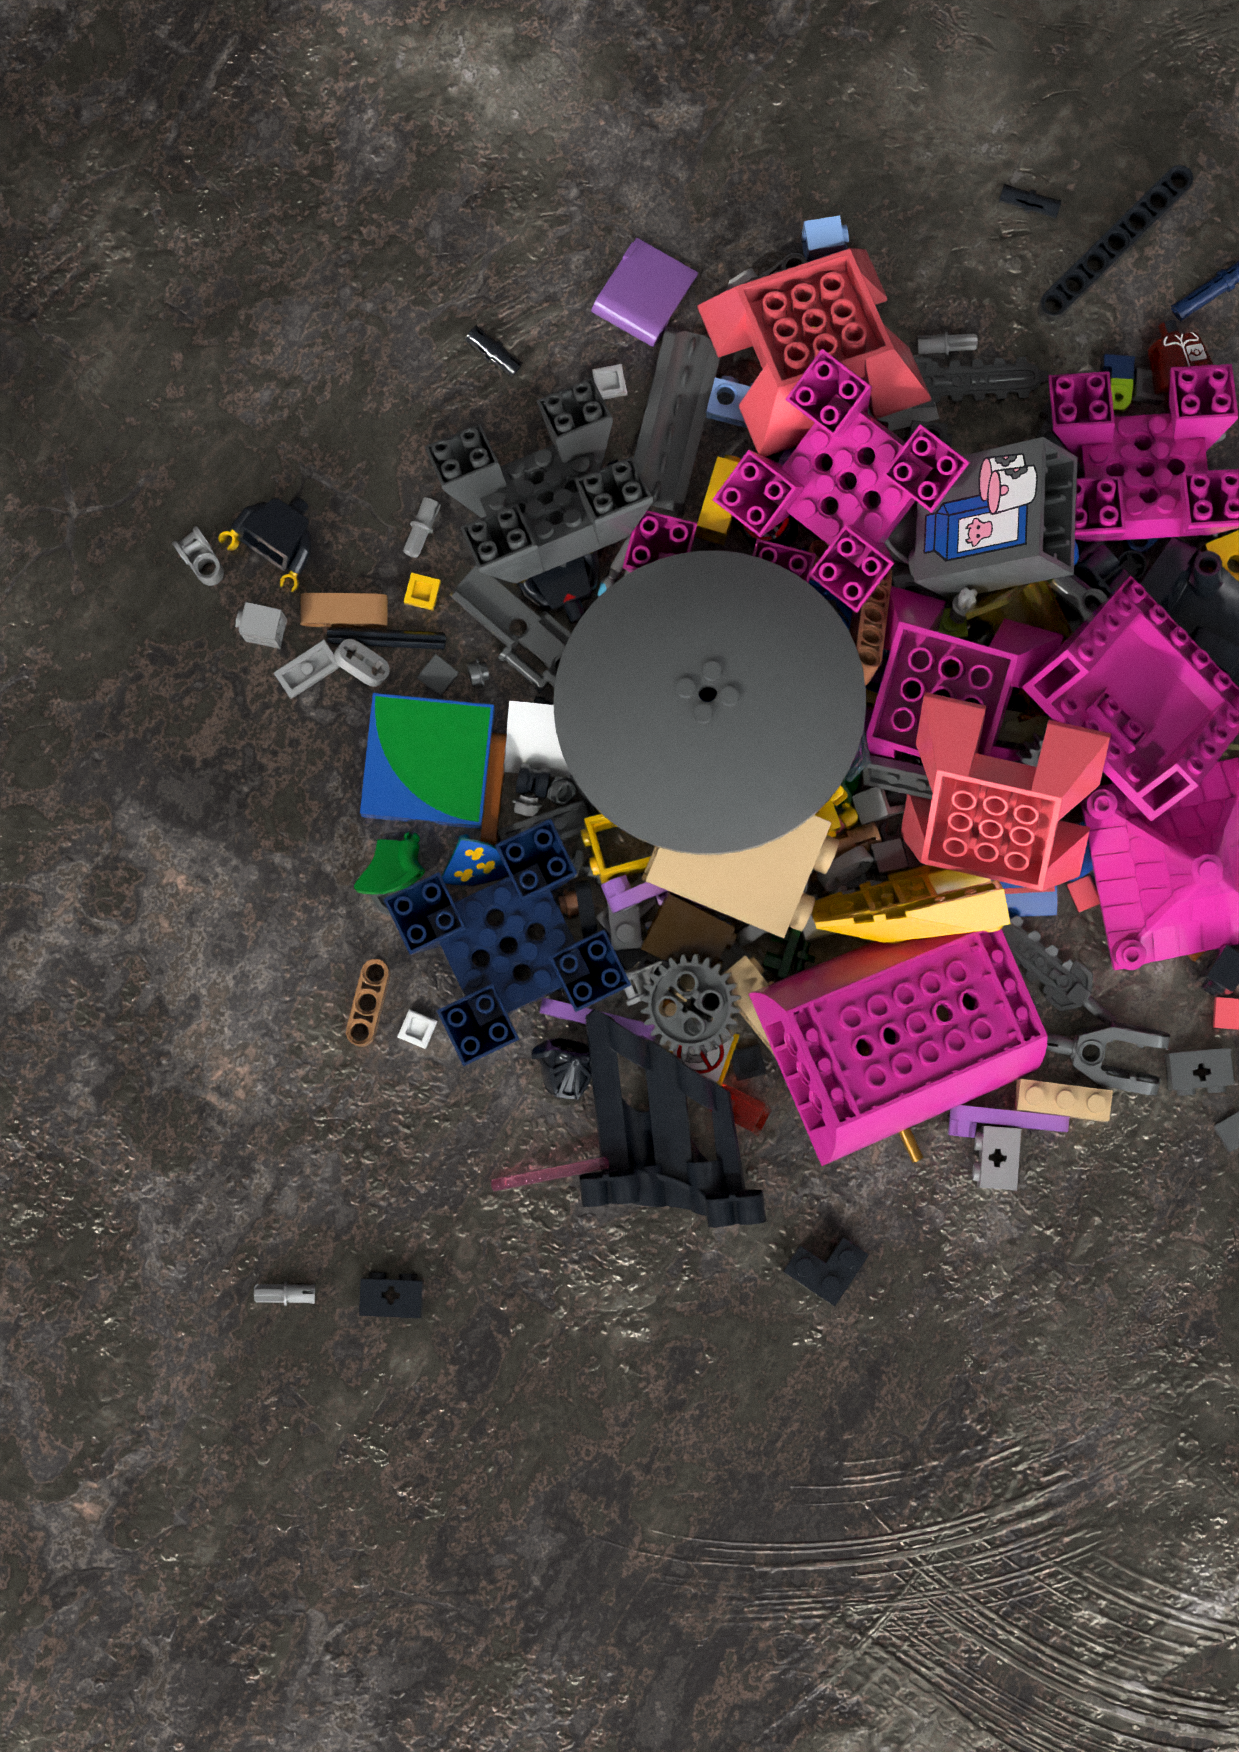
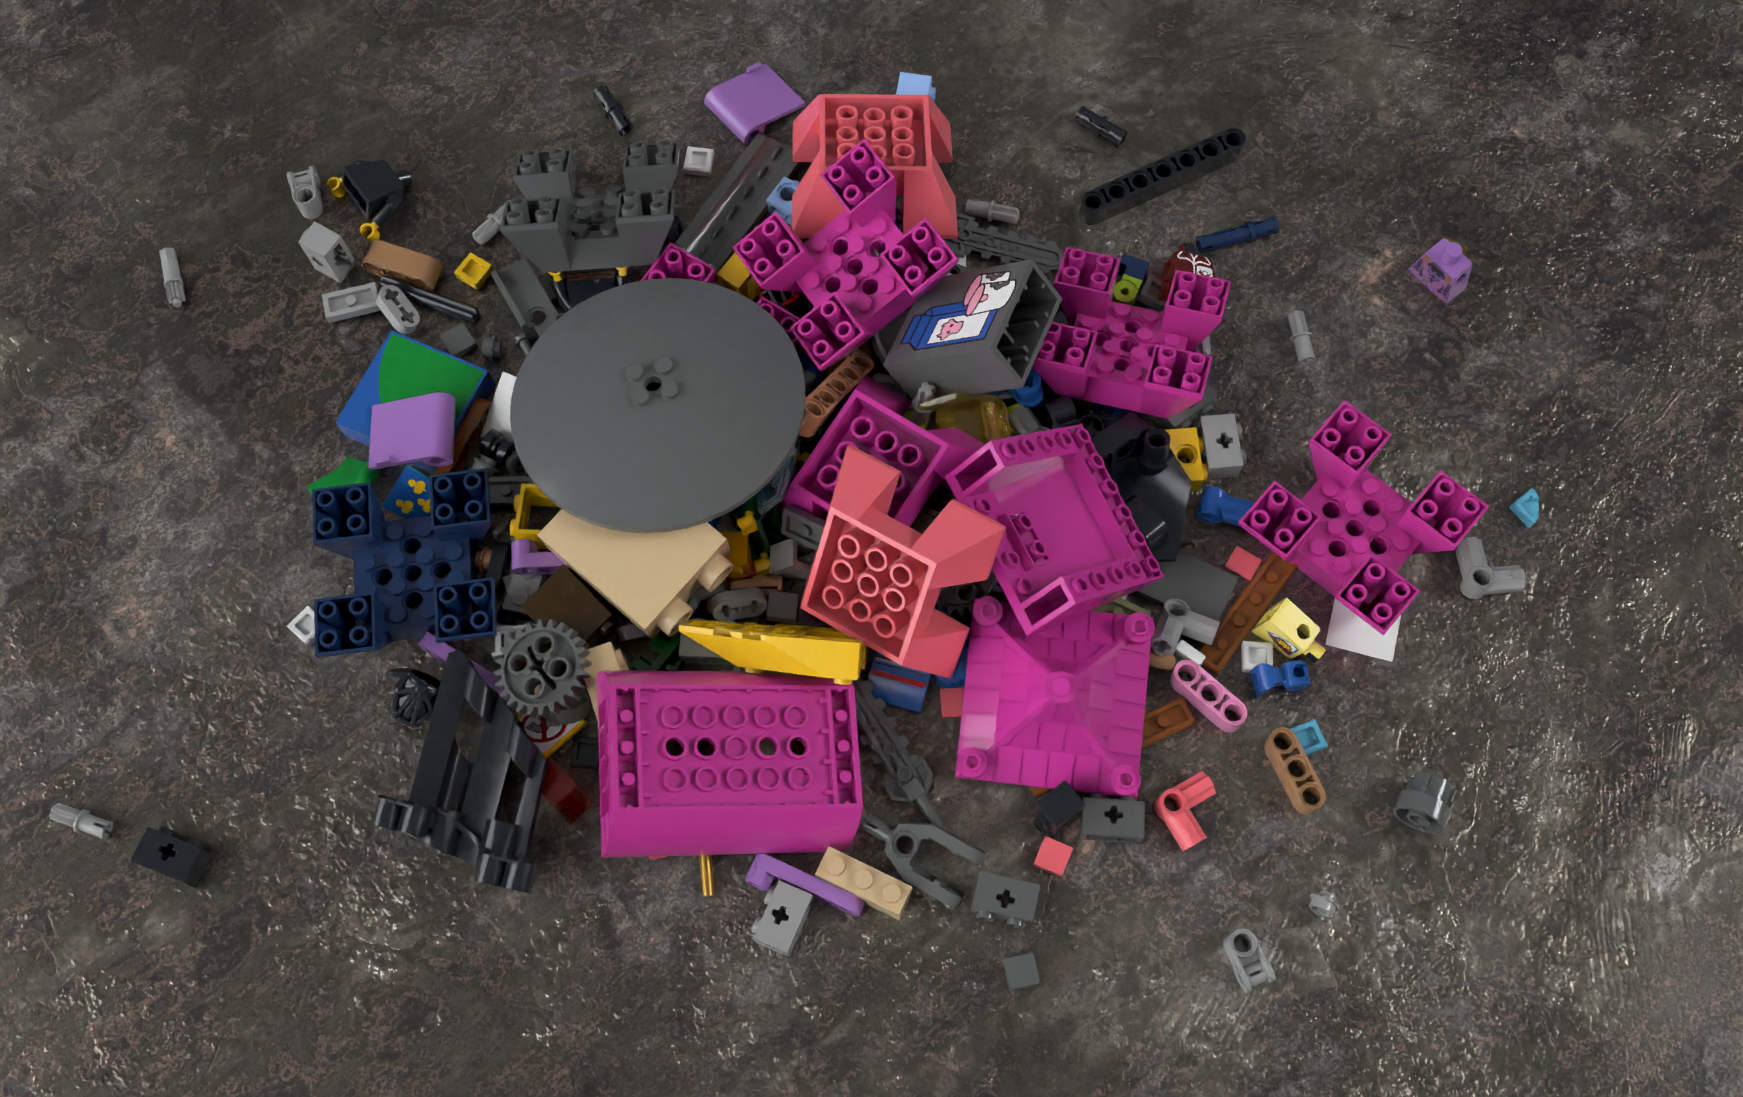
camera: 20 degrees right, 15 degrees down
(100, 703) = (172, 277): none -> light grey piece
(369, 1018) = (274, 573): medium nougat beam -> none
(448, 800) = (413, 431): none -> medium lavender door
(550, 1173) = (362, 789): clear pink bar -> none
(830, 1277) = (579, 977): black brick -> none

